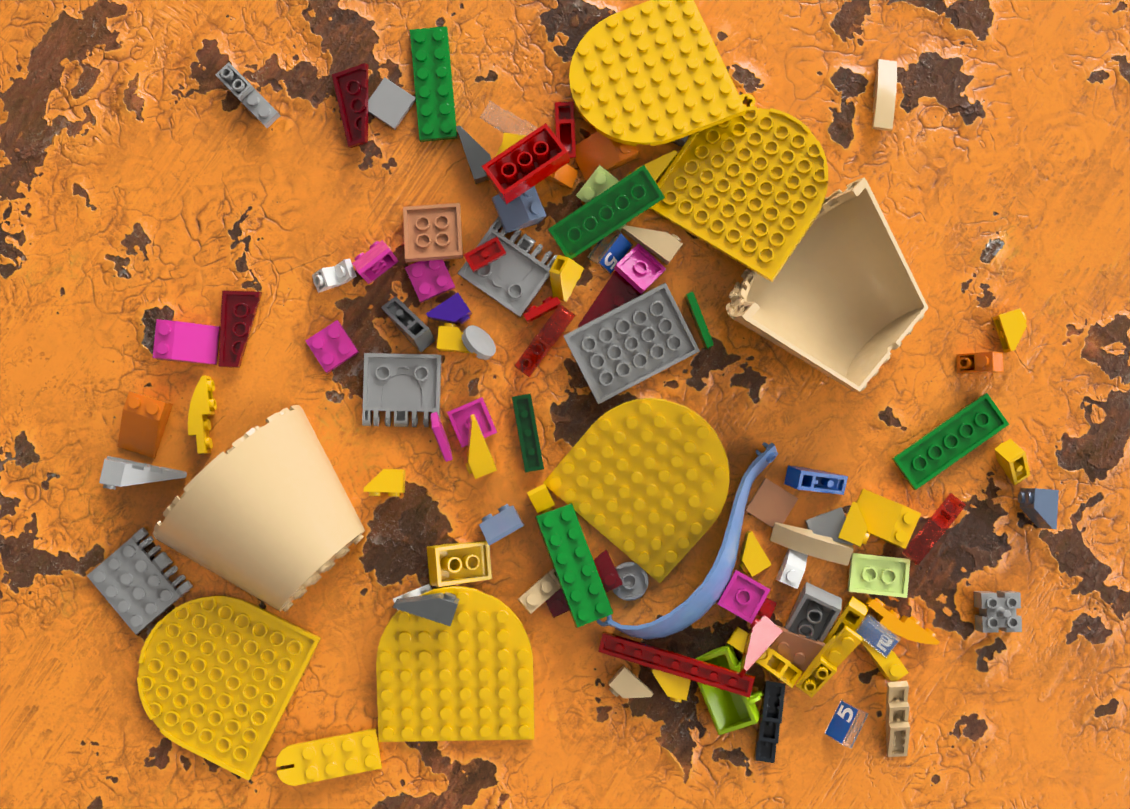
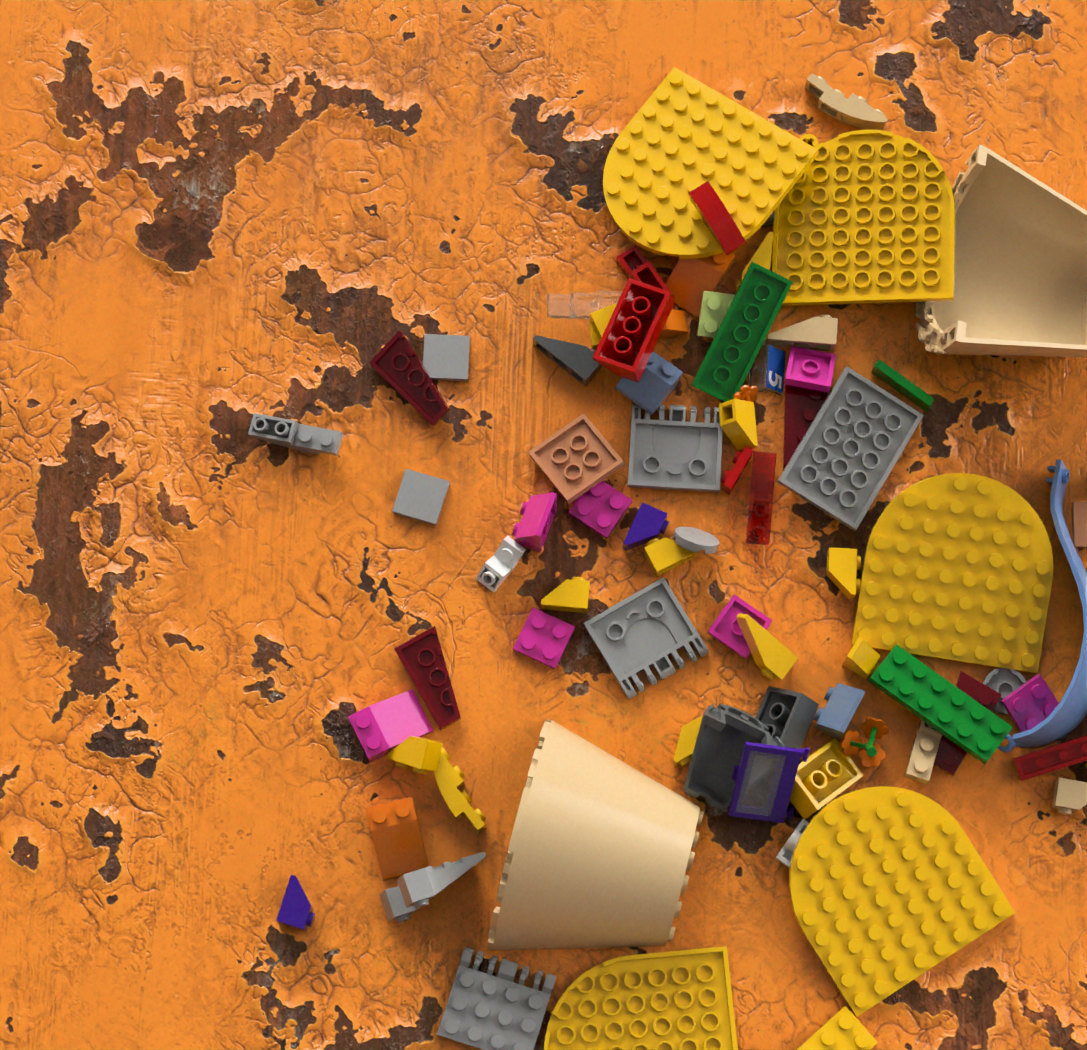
camera: 30 degrees left, 10 degrees down
(45, 428) = (295, 907): none -> dark purple slope
(188, 376) = (417, 752): none -> yellow slope
(309, 193) = (421, 497): none -> light grey tile
(367, 327) = (568, 596): none -> yellow slope
(403, 510) = (719, 749): none -> dark grey cone
(409, 324) = (612, 566): dark grey slope -> none
(414, 545) = (765, 782): none -> piece
(433, 84) = (478, 312): green plate -> none
(435, 607) = (828, 828): dark grey slope -> none
(441, 436) = (720, 656): dark pink tile -> none
(454, 510) = (787, 715): none -> dark grey slope
(485, 254) = (645, 447): red plate -> none
(506, 567) = (871, 753): none -> orange plant
(528, 433) = (803, 603): dark green plate -> none
(570, 425) = (842, 570): none -> yellow slope
(582, 259) = (747, 393): none -> orange plant
(637, 116) = (717, 218): none -> red slope
(639, 604) = (1030, 703): none -> dark pink plate
(794, 96) = (850, 111): none -> tan slope
(884, 95) = (940, 57): tan slope -> none

